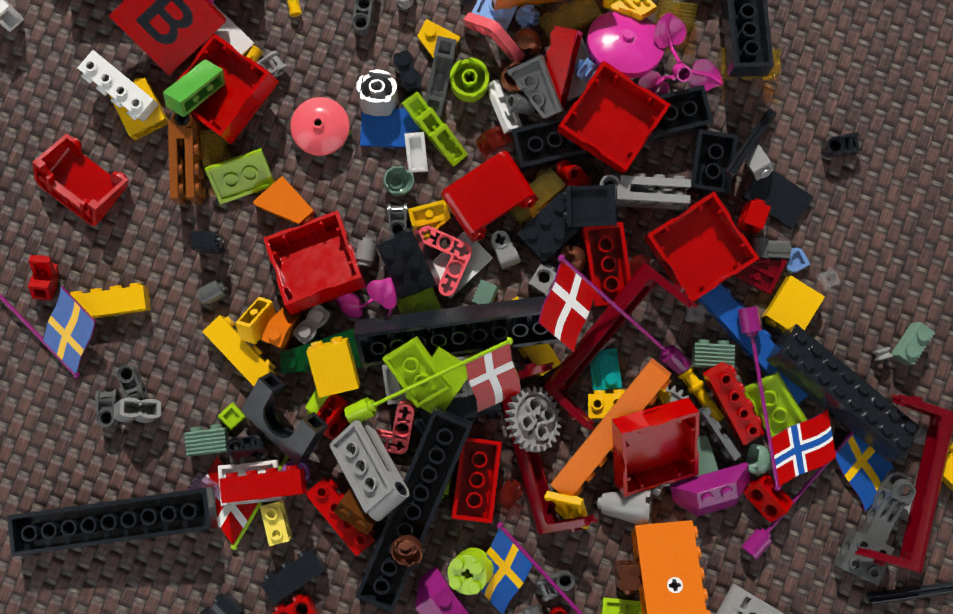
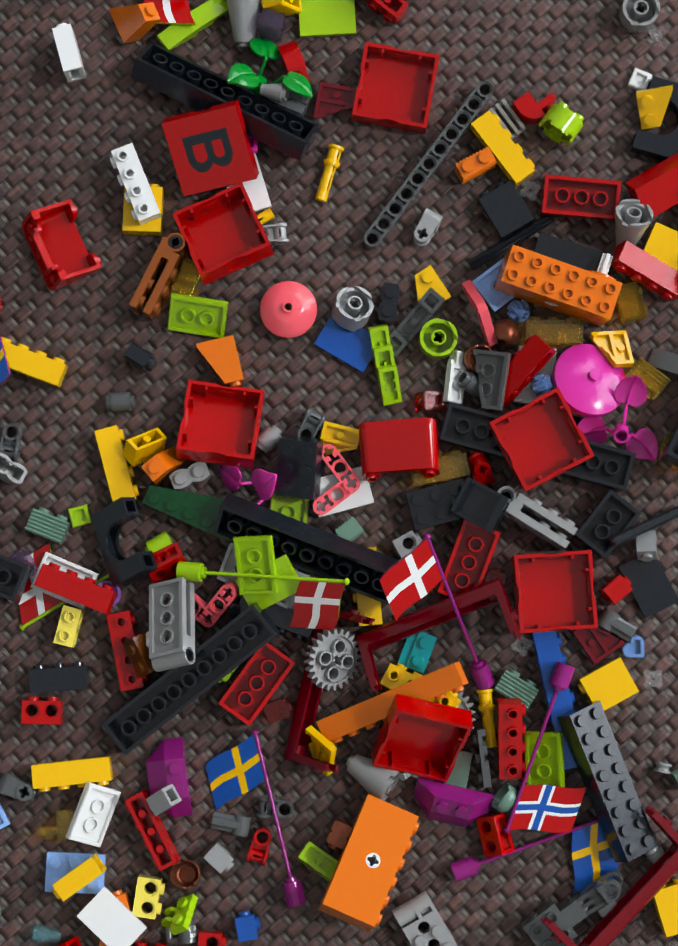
camera: 25 degrees right, 0 degrees up
(194, 88) = (199, 221): bright green brick -> none
(244, 449) = (75, 550): black piece -> none
(333, 366) = (188, 521): yellow brick -> none
(398, 181) = (329, 392): sand green hair -> none
(407, 550) = (166, 708): copper hair -> none
(416, 152) = (358, 376): white tile -> none
(470, 571) = (209, 756): lime brick -> none
(506, 253) = (387, 504): light grey piece -> none
(575, 255) = (445, 540): copper hair -> none

